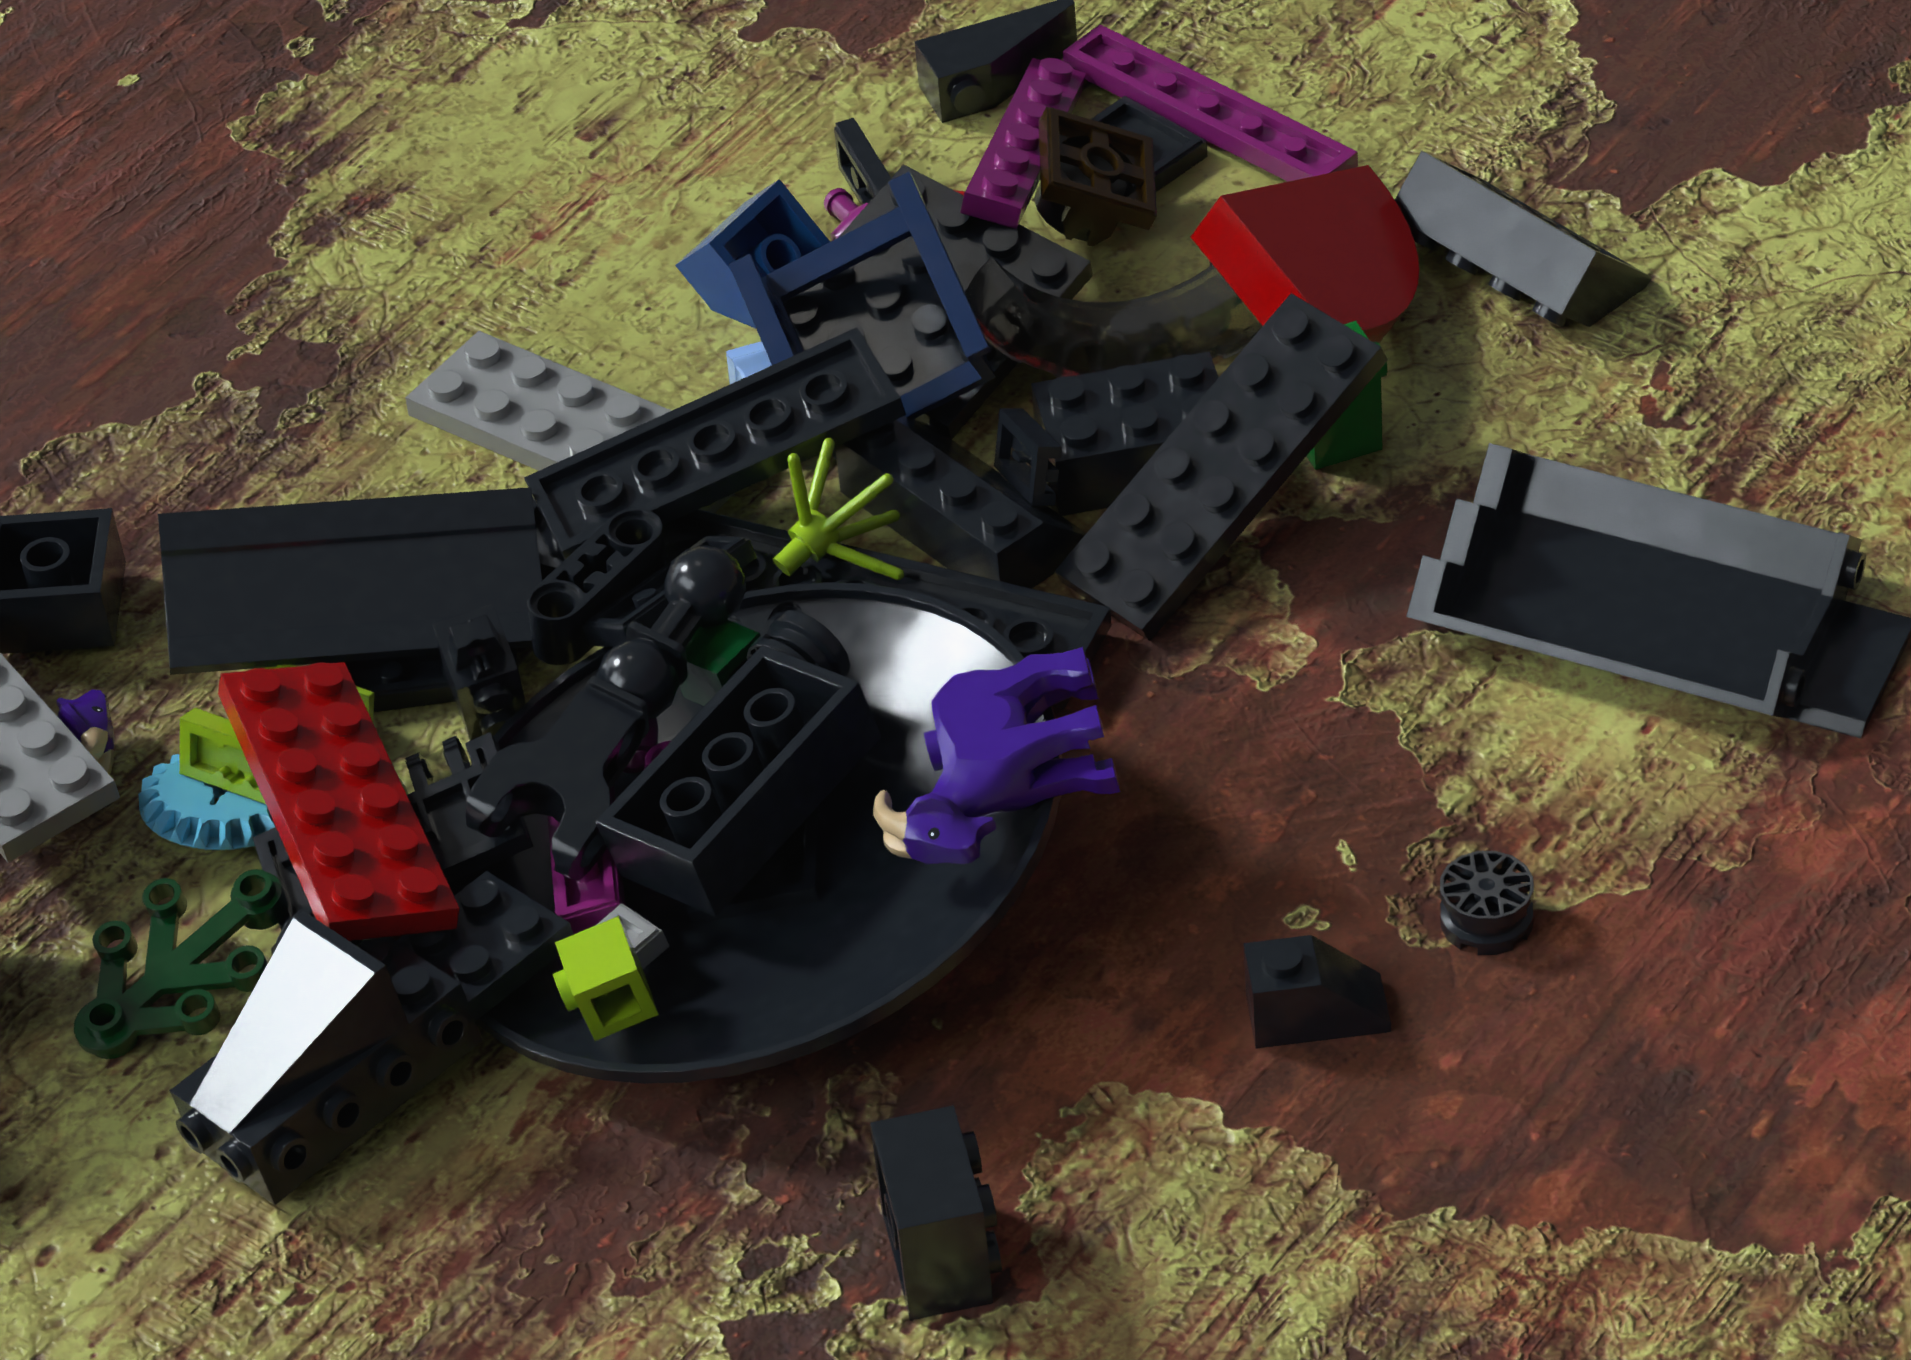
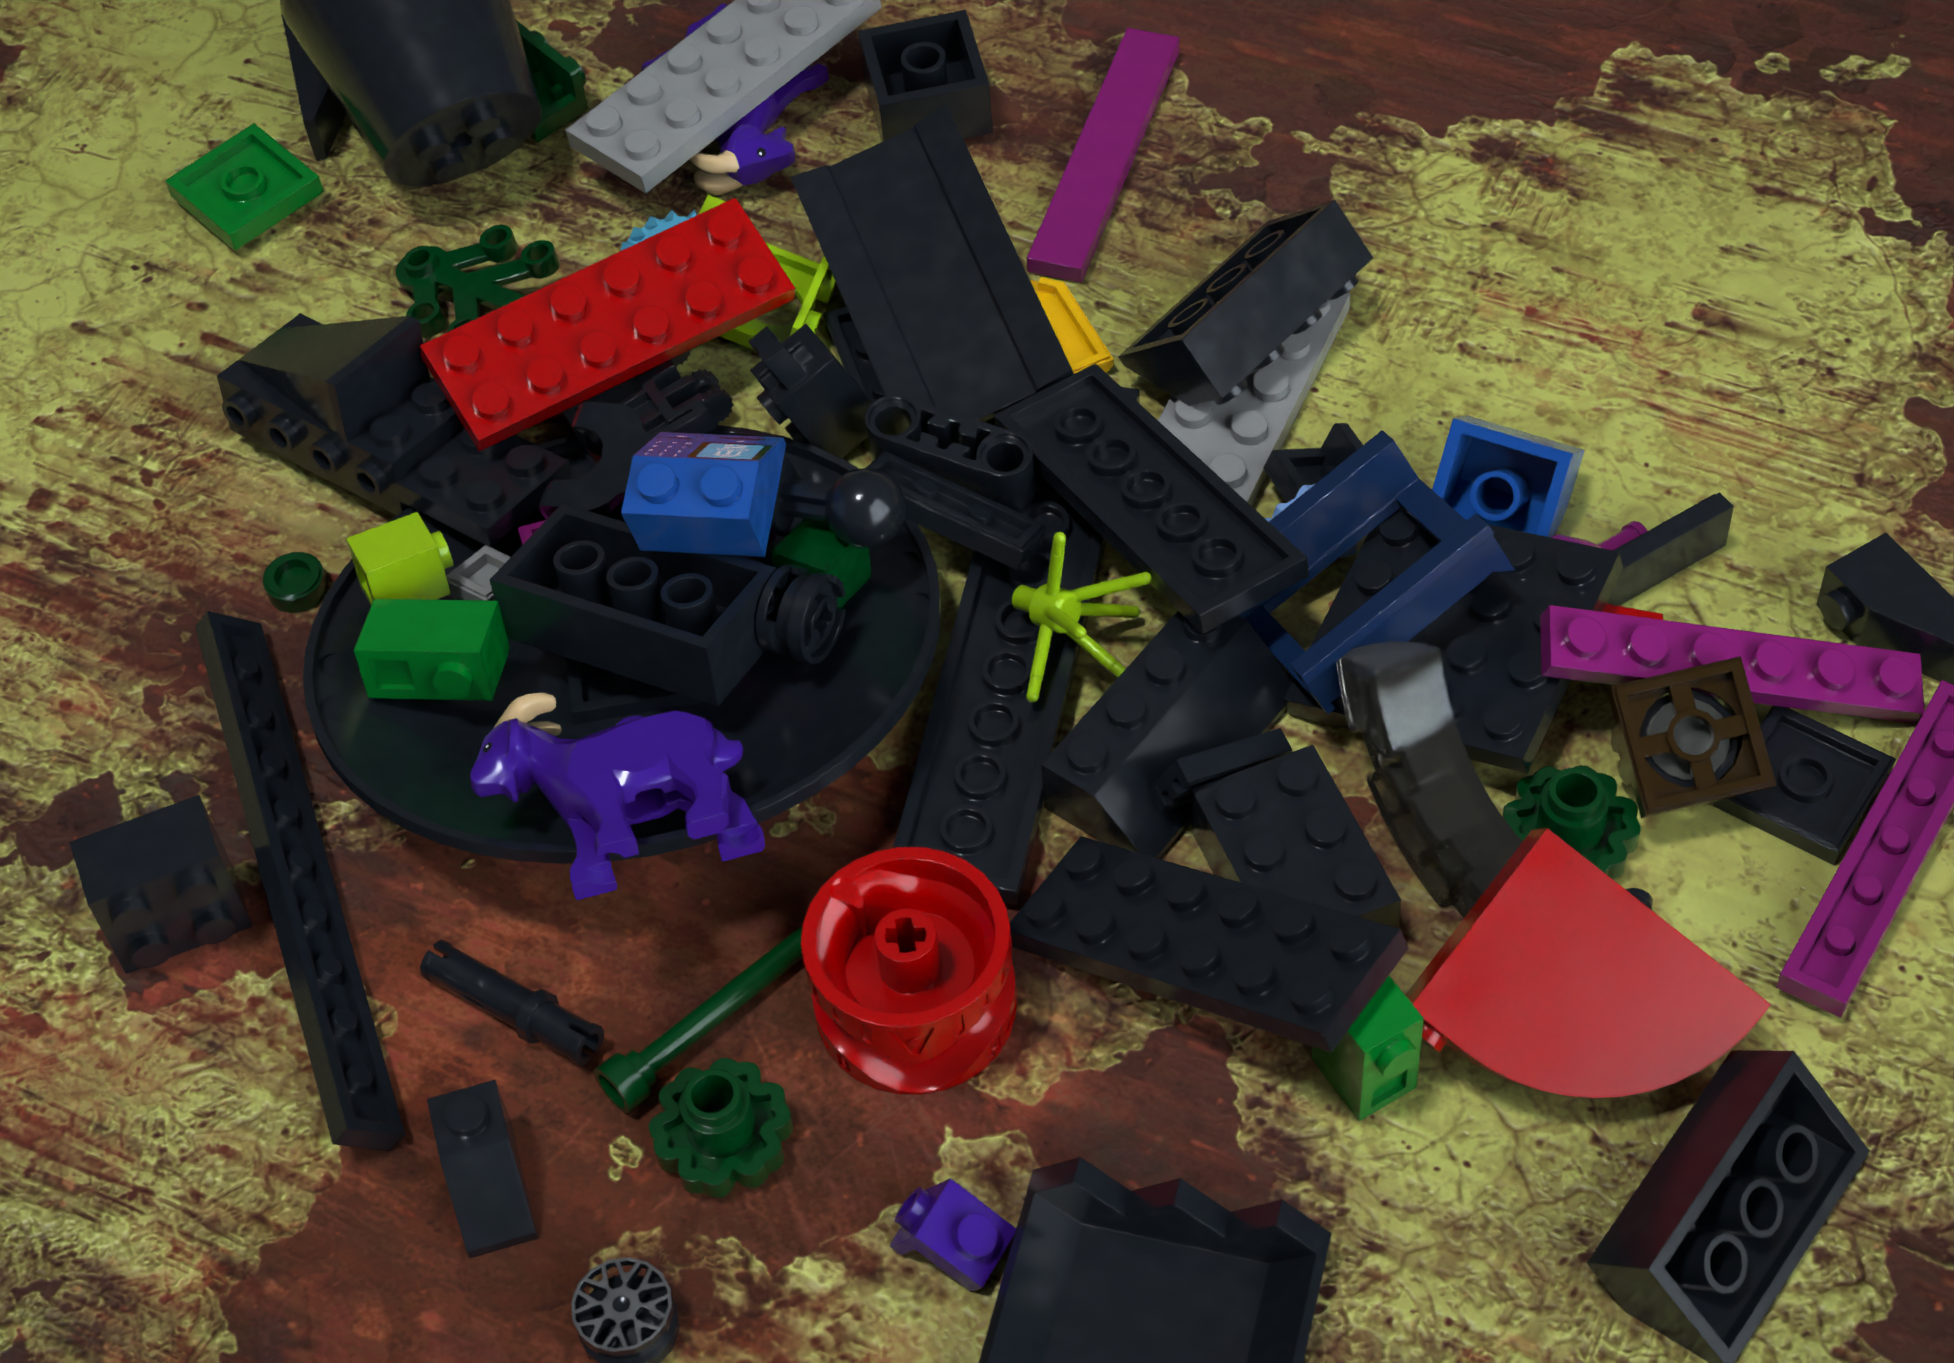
camera: 80 degrees right, 10 degrees up
(161, 467) = (1103, 156): none -> magenta tile
(490, 372) = (1250, 306): none -> black slope
(520, 1152) = (295, 582): none -> dark green tile
(666, 663) = (704, 493): none -> blue slope
(693, 362) = (1298, 467): none -> black bracket
(729, 953) = (432, 649): none -> green brick
(820, 1155) = (299, 887): none -> black plate
(1136, 263) = (1581, 811): none -> dark green plant
(1146, 958) = (531, 1012): none -> black pin
(1192, 664) = (910, 970): none -> red piece
(1232, 890) = (629, 1076): none -> dark green piece
(1305, 827) = (721, 1127): none -> dark green plant
(1439, 686) = (953, 1232): none -> dark purple bracket

